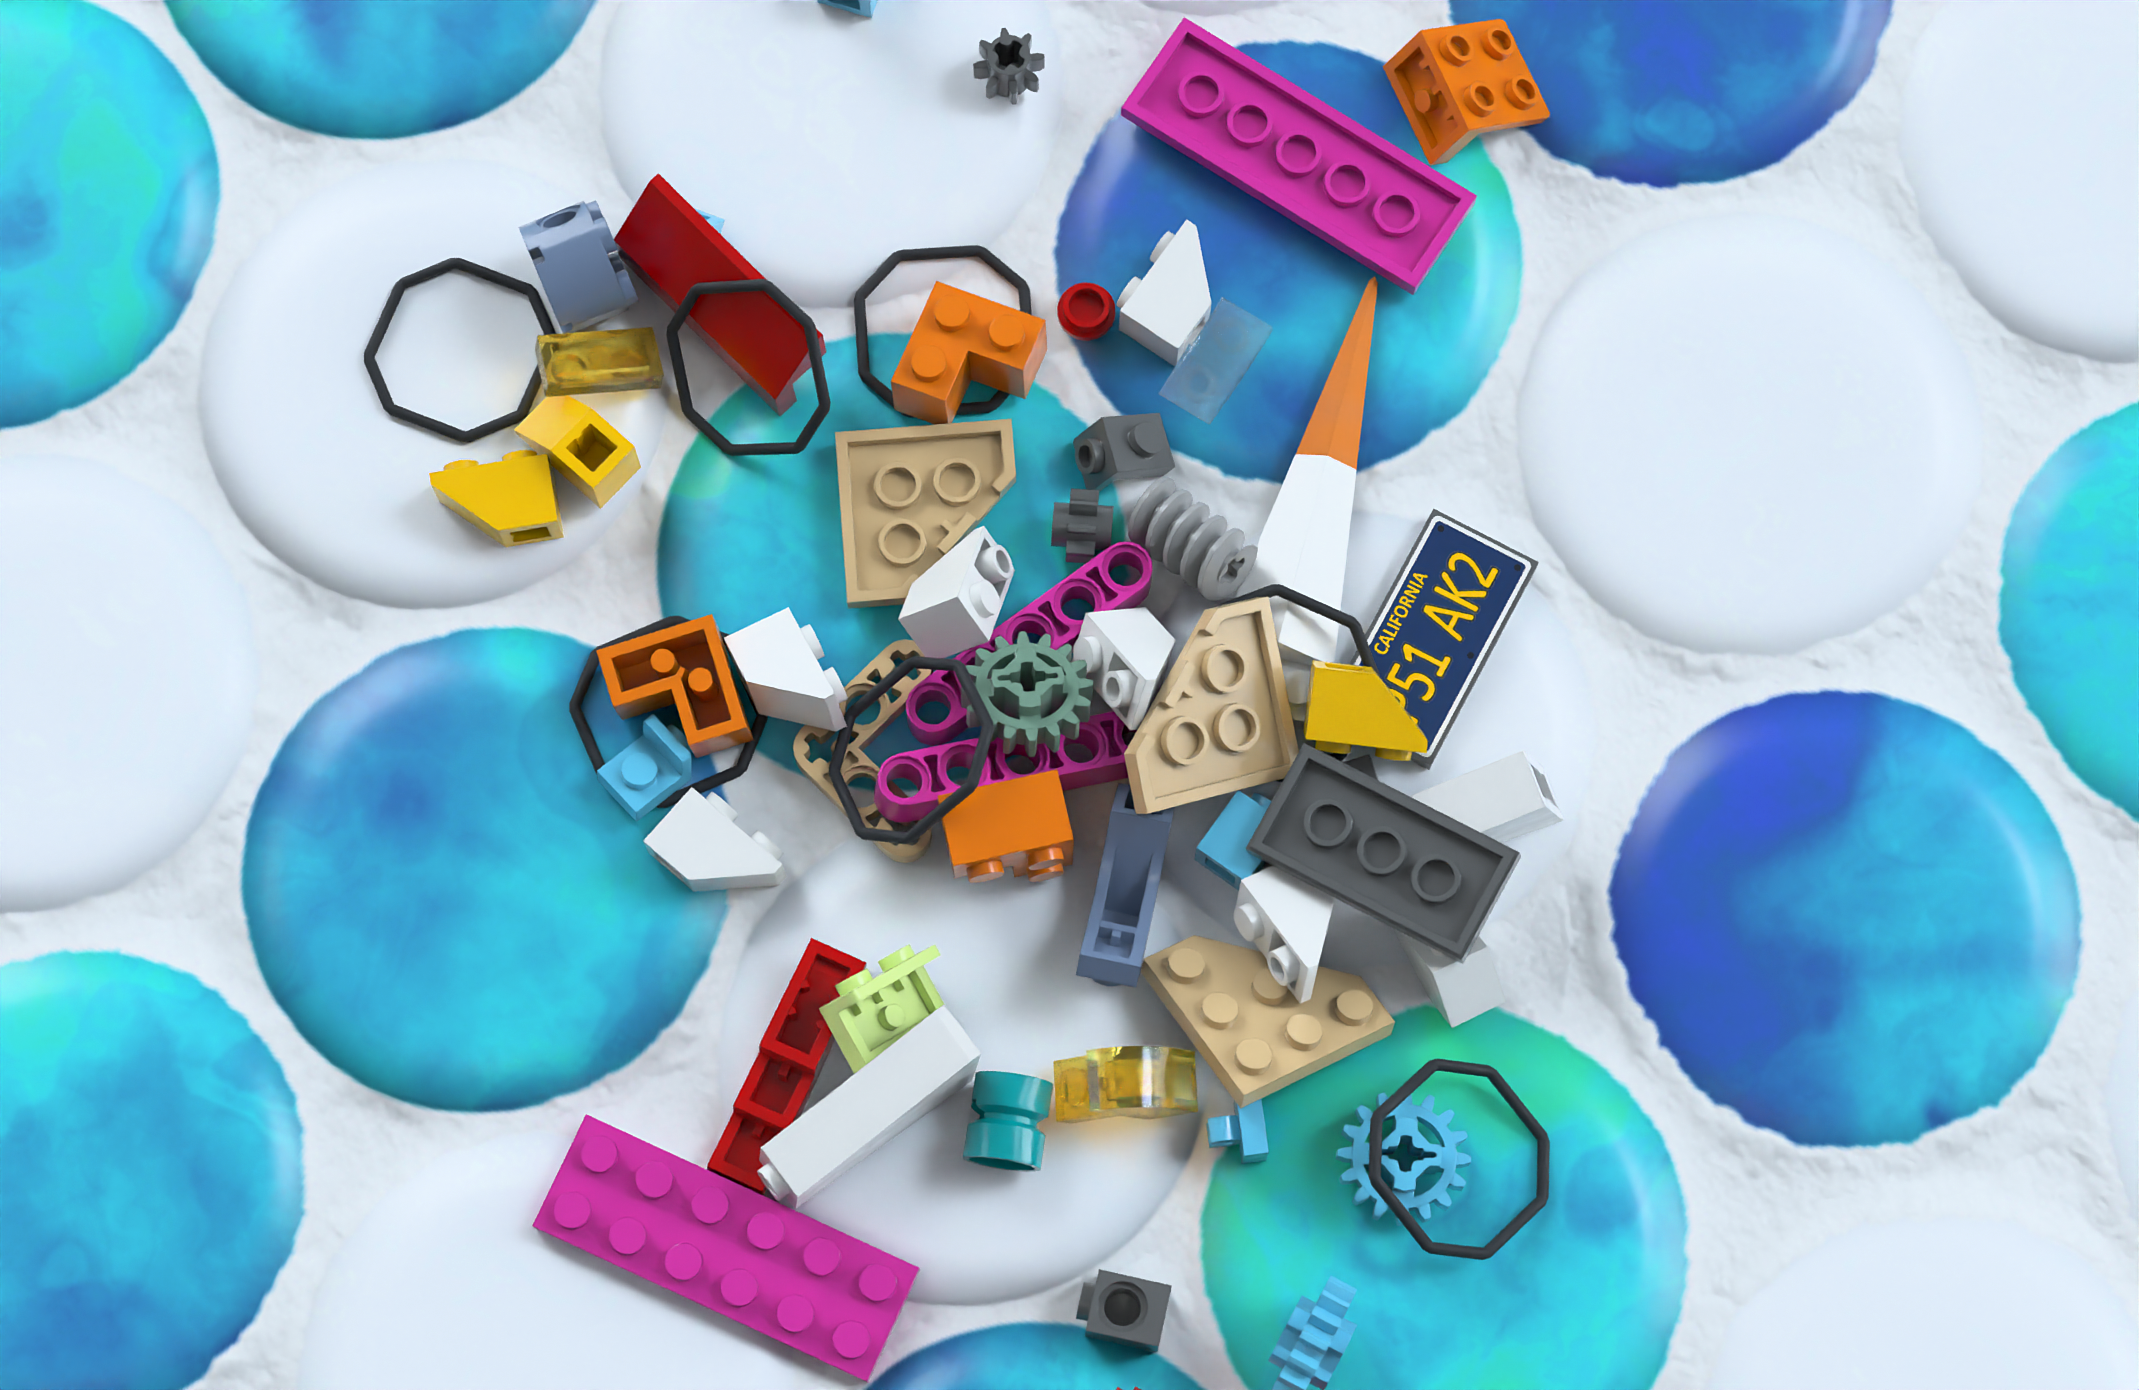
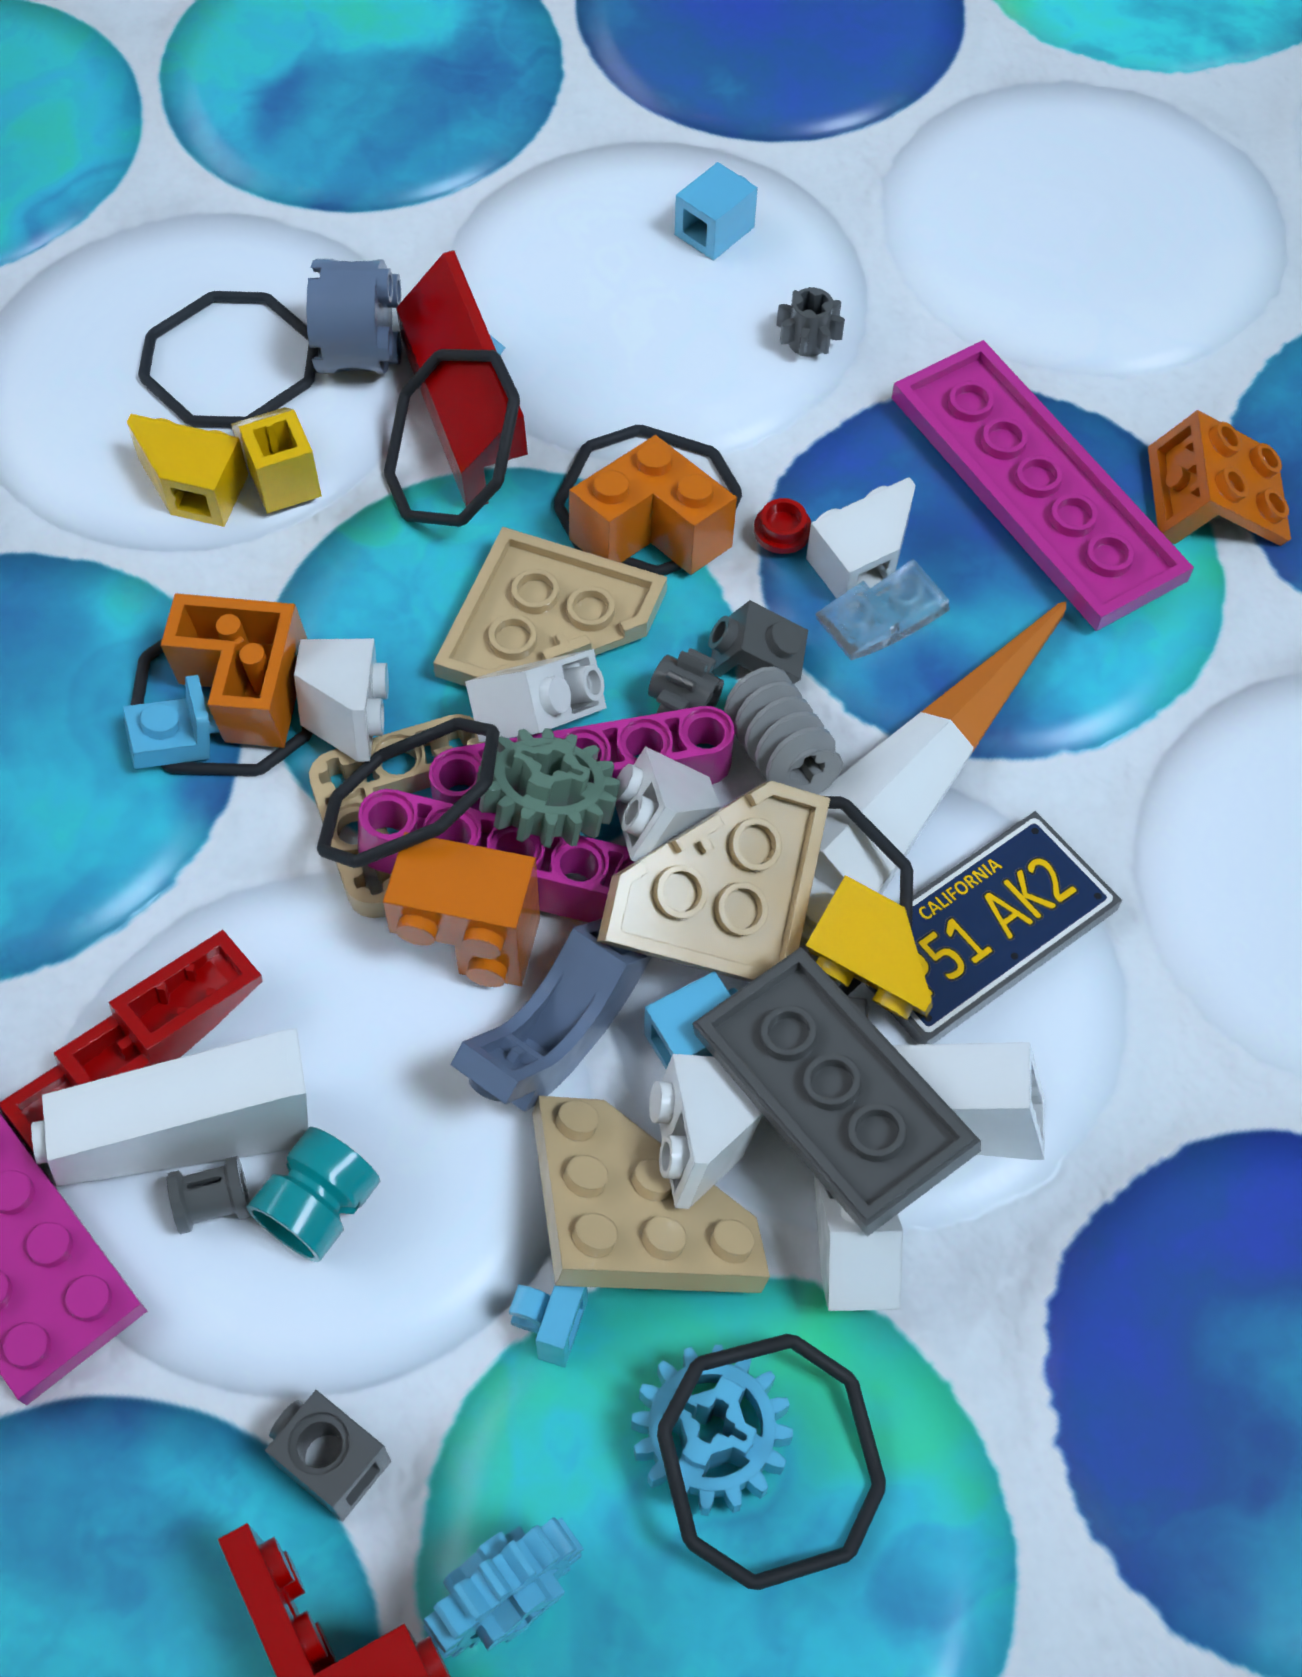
camera: 25 degrees right, 15 degrees down
(599, 361) = (331, 397): clear yellow plate -> none
(710, 850) = (181, 816): white slope -> none
(882, 1008) = (237, 1007): yellowish green bracket -> none
(922, 1159) = (208, 1194): none -> dark grey bush
(1126, 1083) = (458, 1210): clear yellow brick -> none

